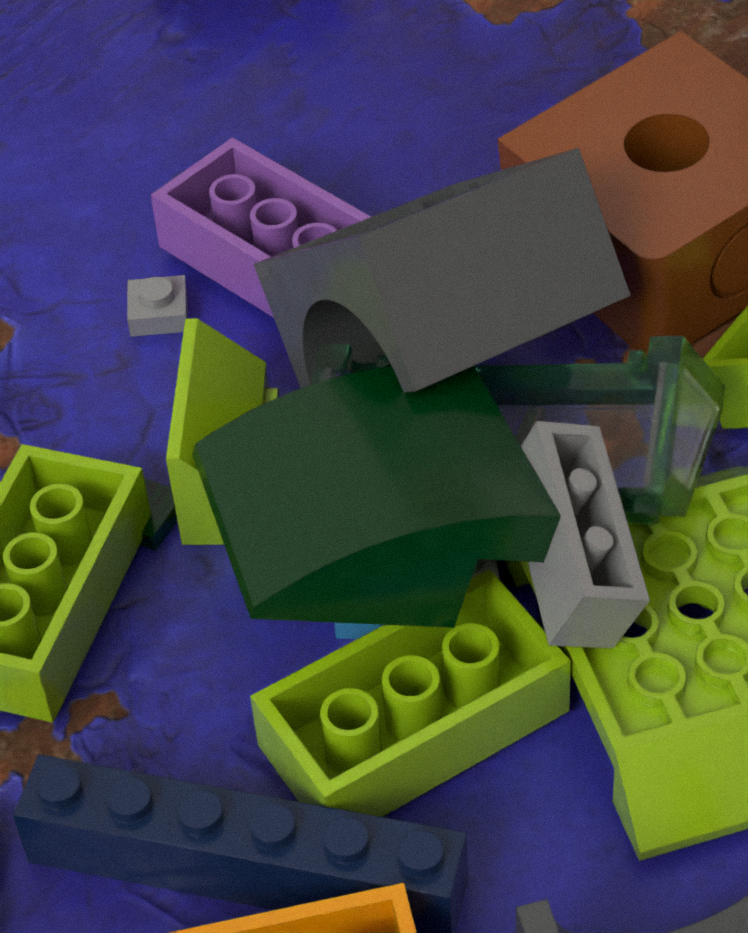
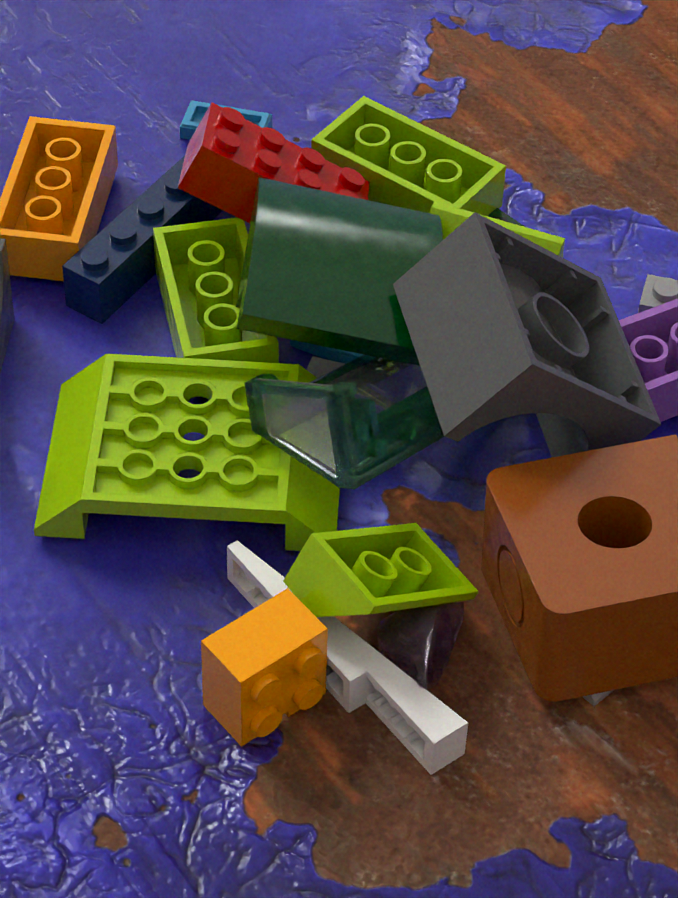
camera: 105 degrees right, 0 degrees up
(174, 675) = (232, 153): none -> red brick
(591, 574) = (247, 345): light grey brick -> none

